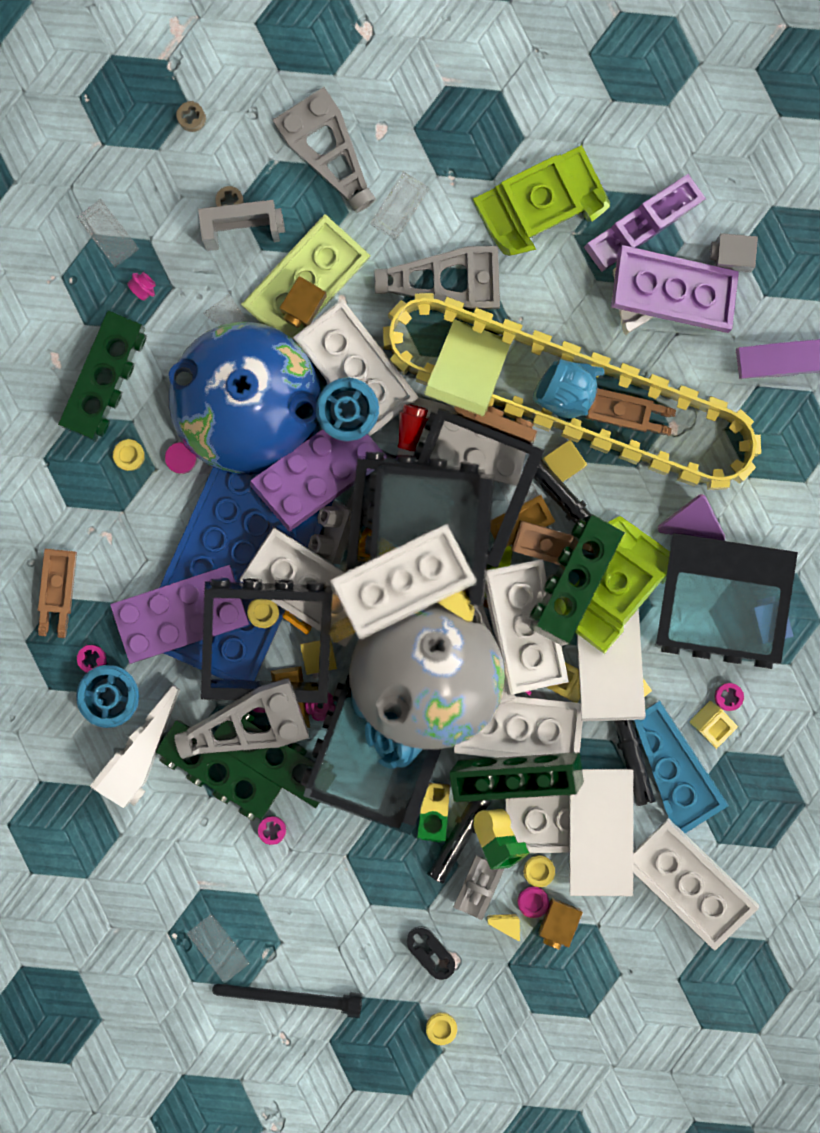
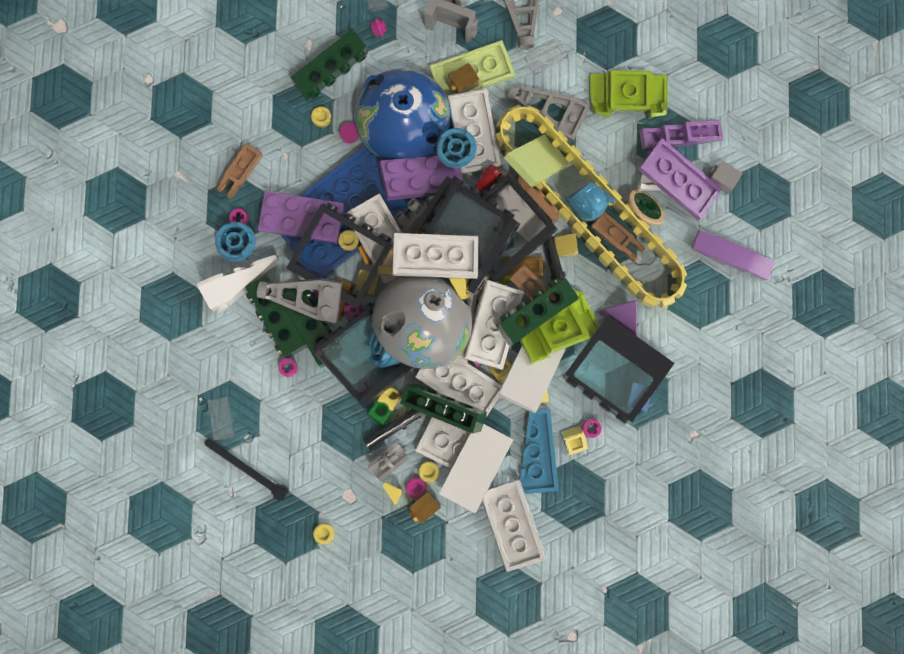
camera: 35 degrees right, 5 degrees down
(425, 958) = (345, 484): black beam -> none
(498, 839) = (414, 439): leg -> none
(632, 351) = (646, 207): none -> wheel
(632, 754) = (519, 426): black pin -> none

